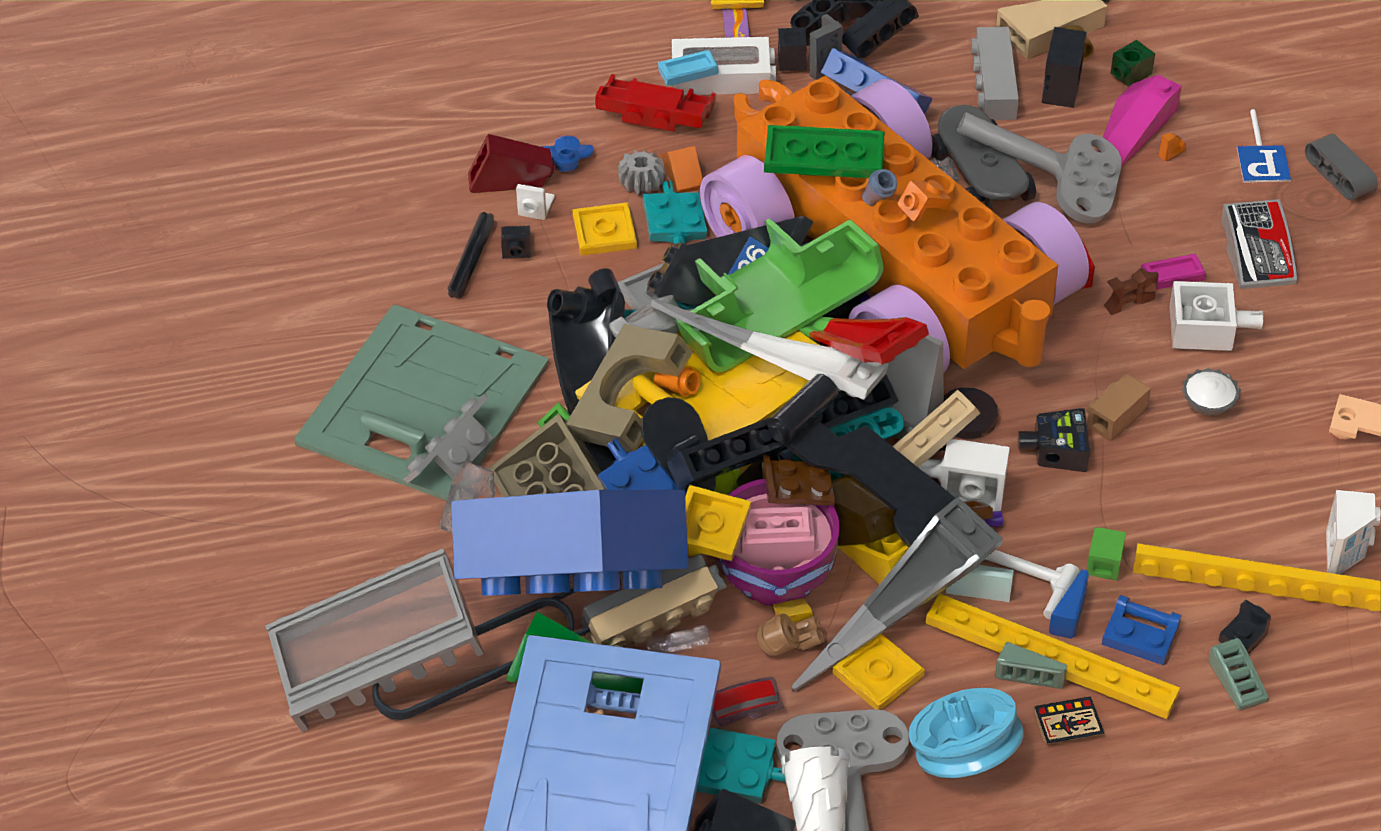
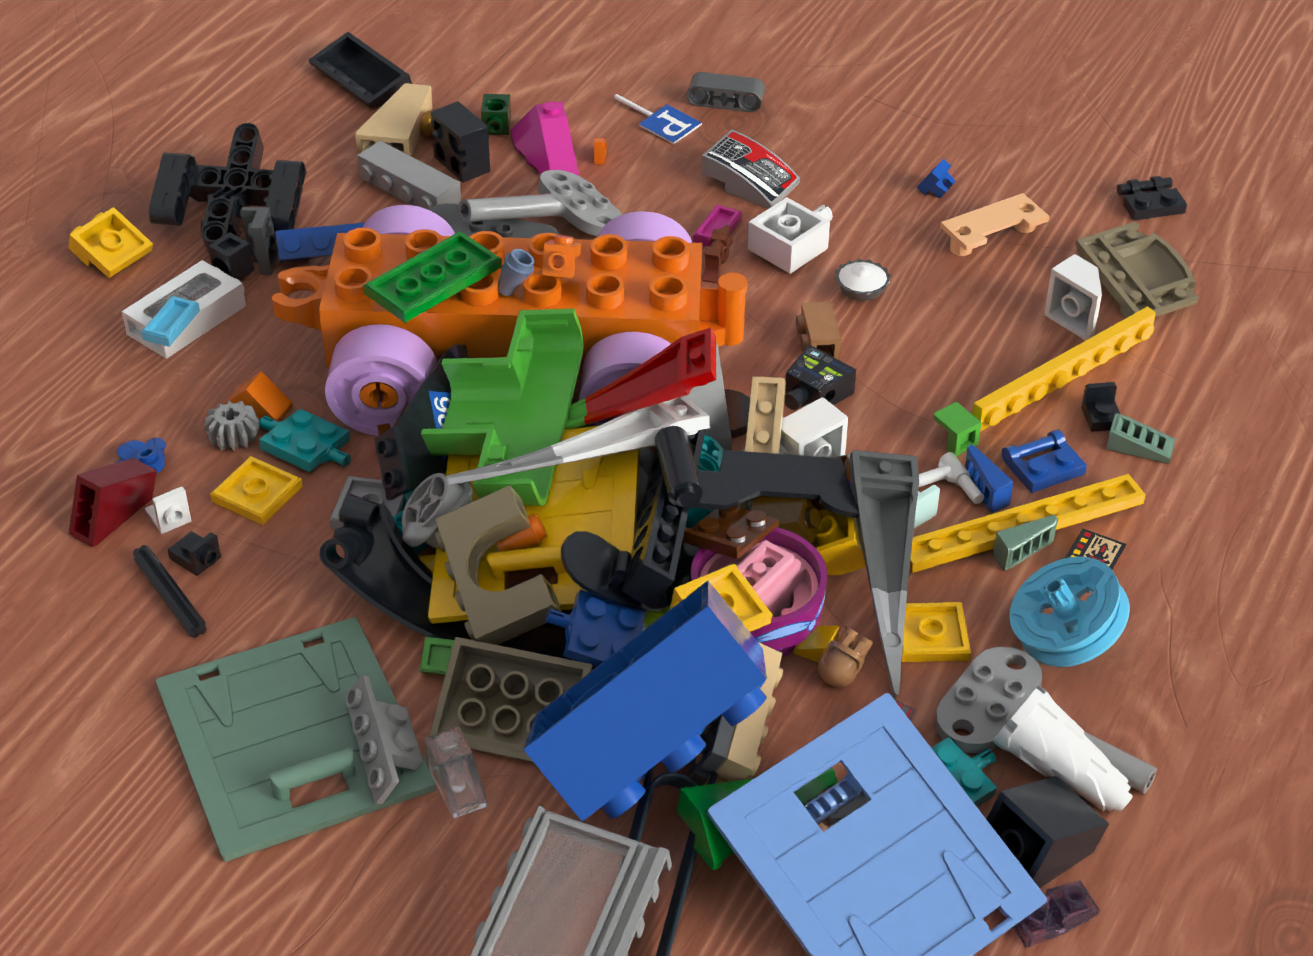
camera: 50 degrees left, 5 degrees down
(654, 104) = (170, 370): red bracket -> none
(679, 640) = (776, 722): clear axle -> none
(735, 23) = (148, 273): medium lavender sticker -> none

